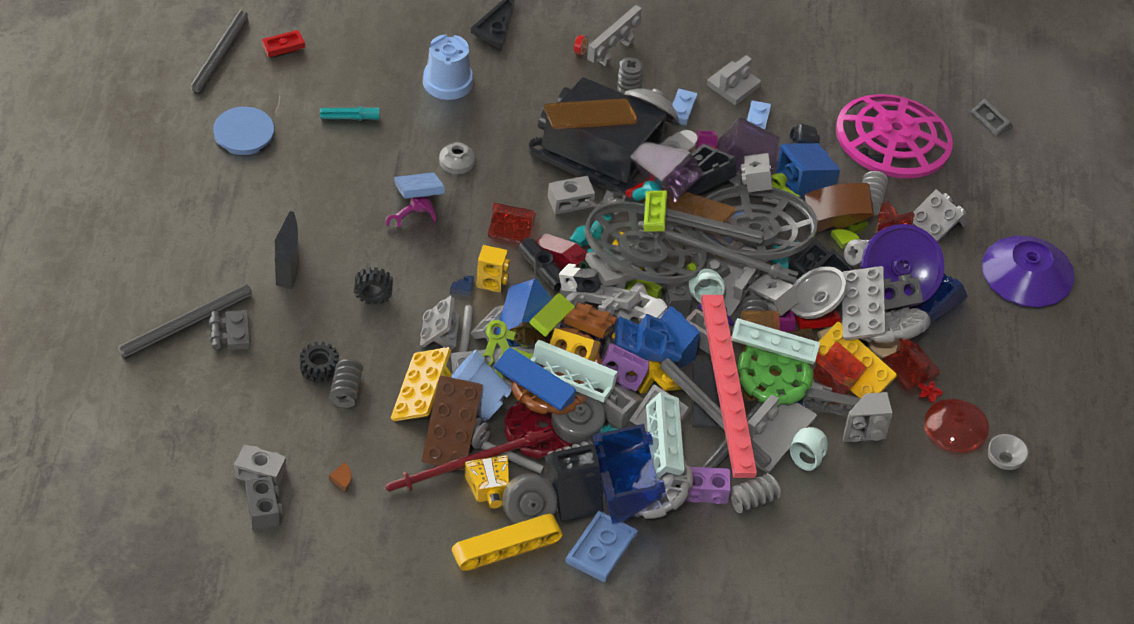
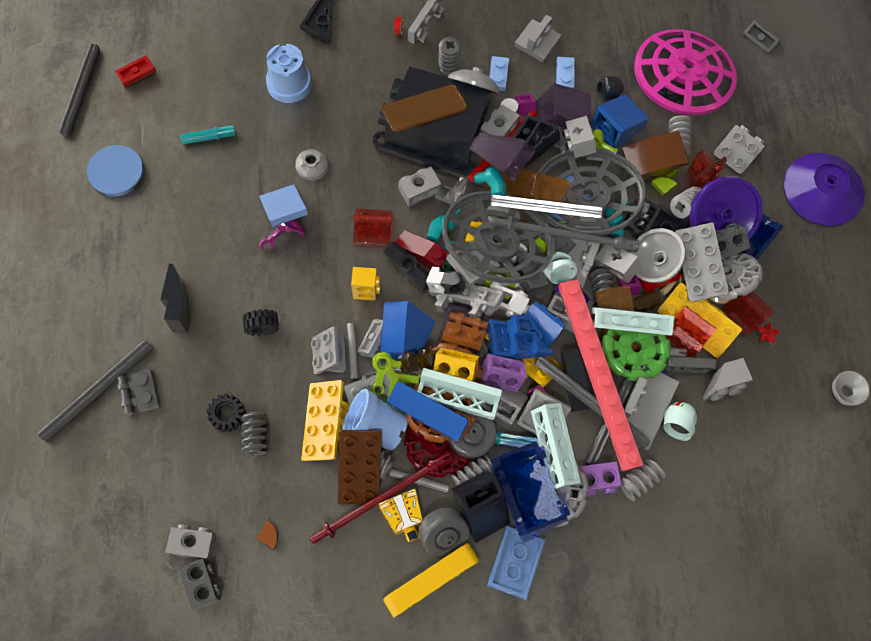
camera: 10 degrees left, 20 degrees up
(462, 286) = (341, 301): dark blue tile -> none
(551, 314) = (430, 336): lime tile -> none
(655, 211) = (503, 206): lime tile -> none
(956, 425) = (791, 371): clear red dish -> none

